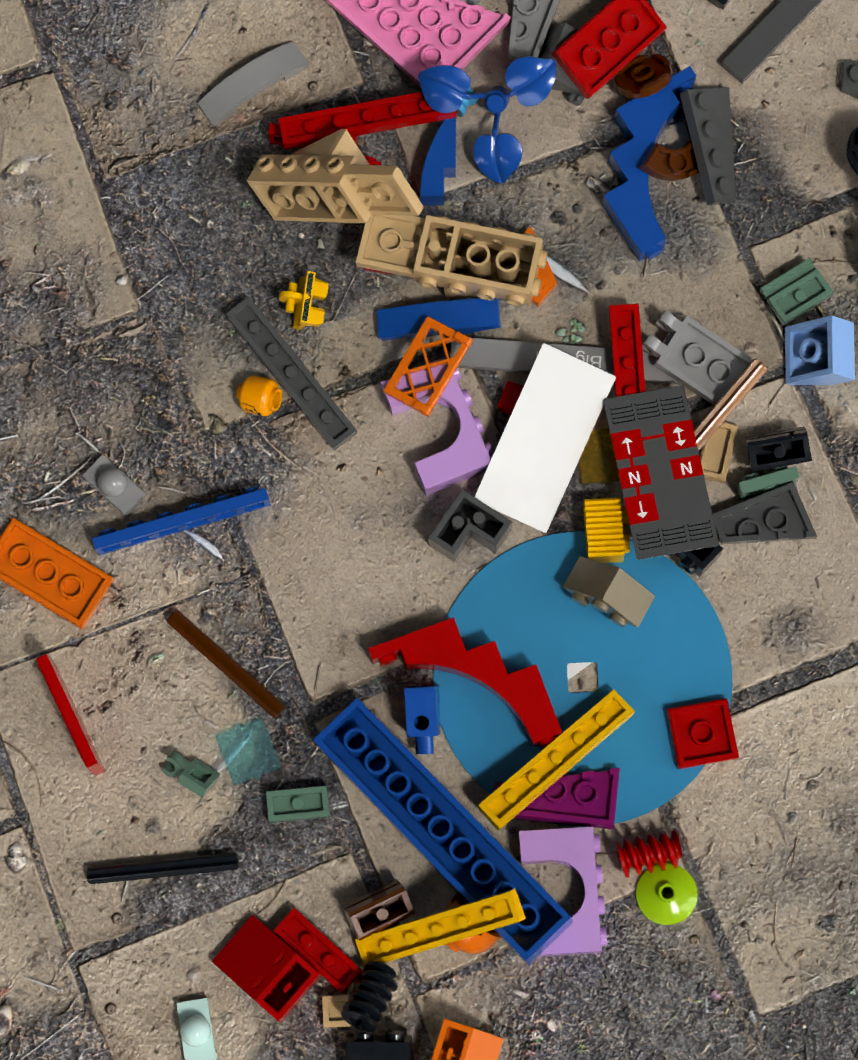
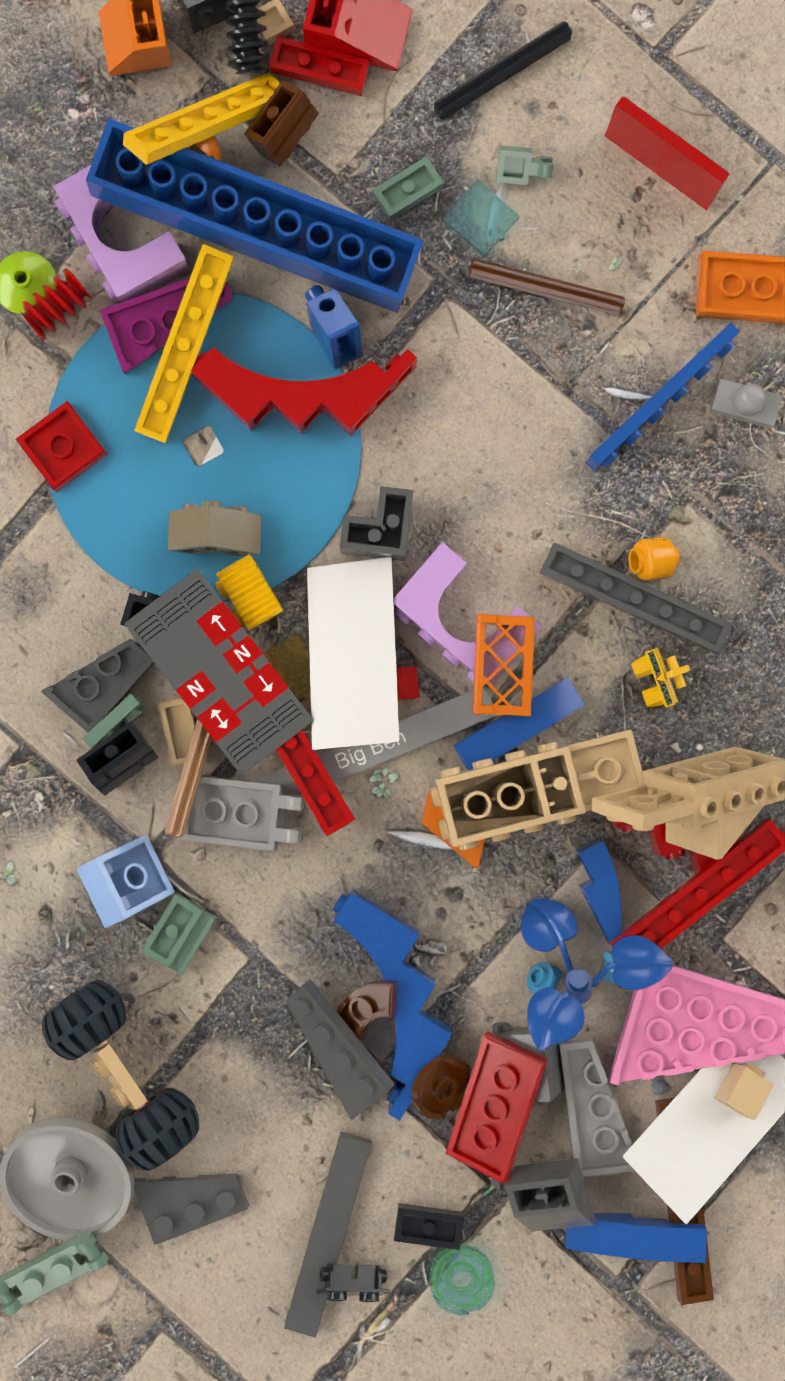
camera: 145 degrees right, 10 degrees up
(521, 119) = (543, 976): none -> dark azure plate

